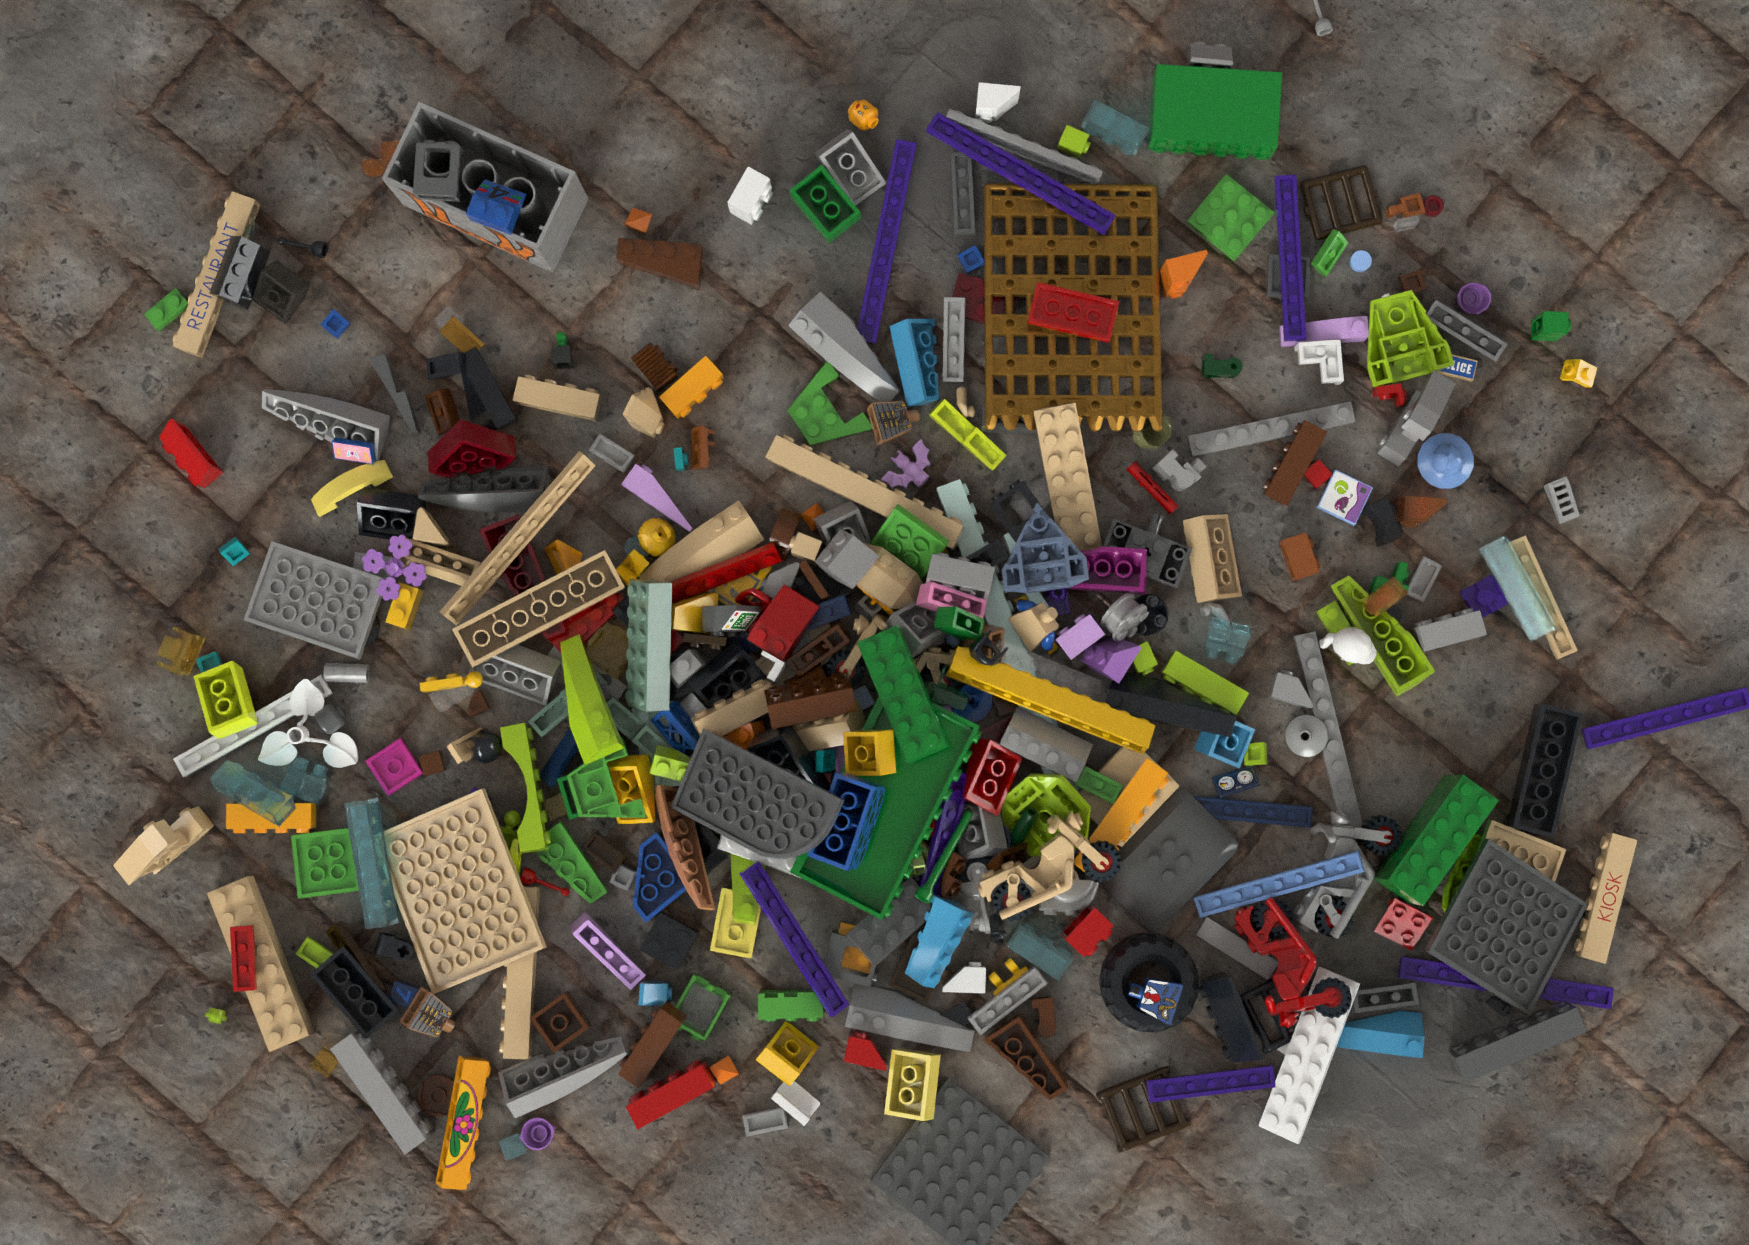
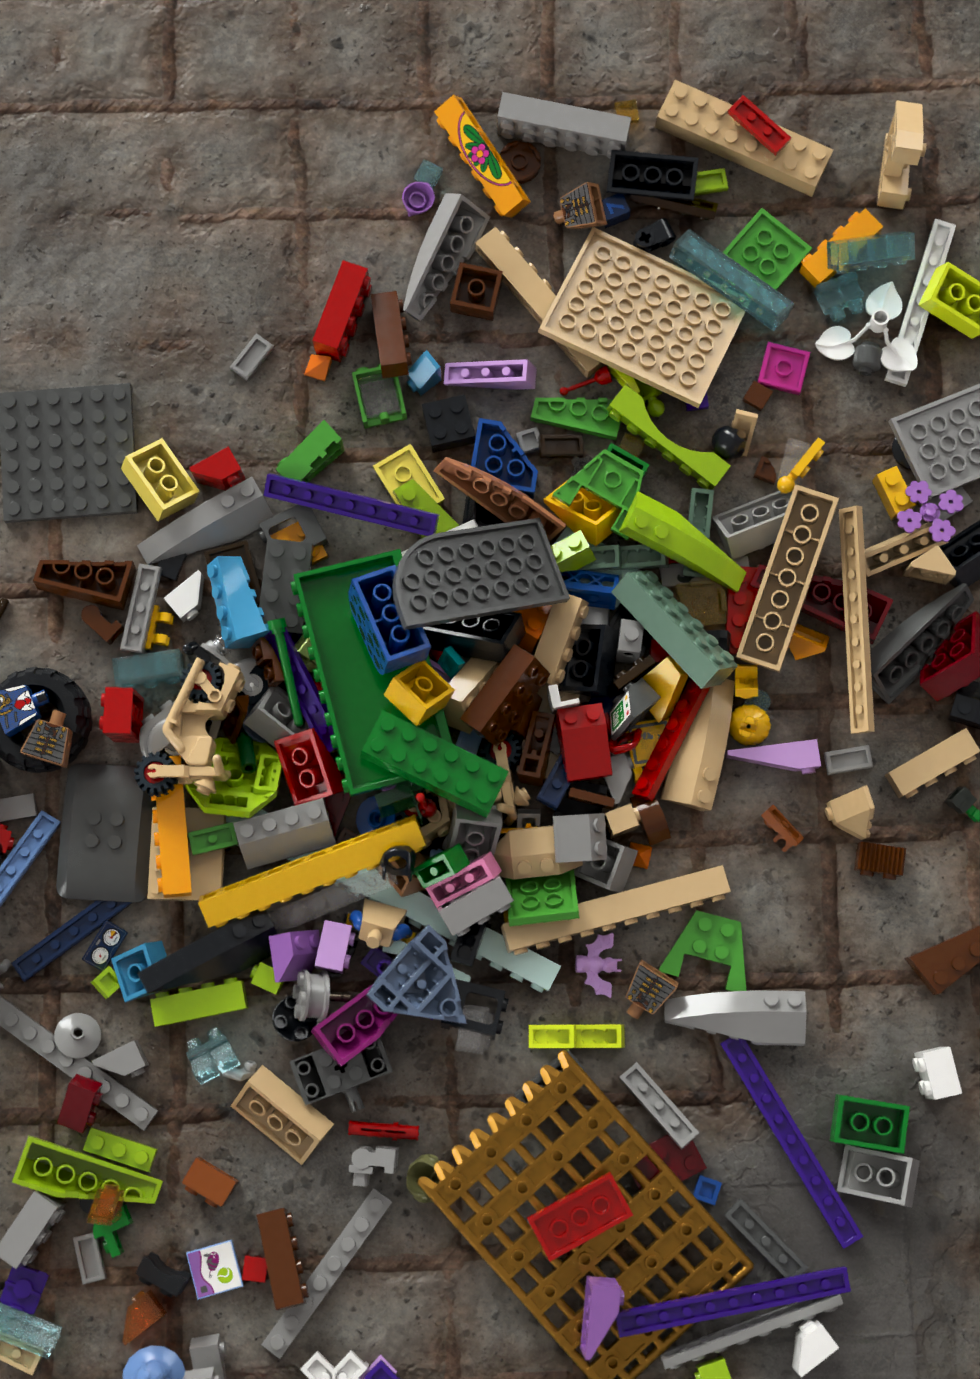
camera: 135 degrees right, 5 degrees down
(216, 1015) = (740, 73): lime plate -> none
(346, 672) = (888, 404): light grey axle -> none
(559, 759) = (661, 481): dark blue tile -> none
(681, 459) = (789, 803): teal plate -> none
(692, 387) = (834, 870): light orange brick -> none
(787, 1053) = (279, 420): yellow slope -> none
(796, 1101) = (241, 391): white panel -> none
(863, 115) = (909, 1232): light orange head -> none
(916, 360) = (674, 1060): dark azure wedge -> none
(932, 671) = (429, 808): none -> red hinge
(961, 395) = (604, 1058): tan arm -> none
(1067, 474) = (460, 1071): tan plate -> none
(1114, 240) = (600, 1309): none -> medium lavender slope
(1155, 953) = (49, 740): none -> torso
(1179, 272) = (519, 1336): orange slope -> none
(1220, 368) = (414, 1286): dark green leg -> none
(1343, 686) = (79, 1103): none -> dark red brick
(1351, 645) = (101, 1142): white piece -> none

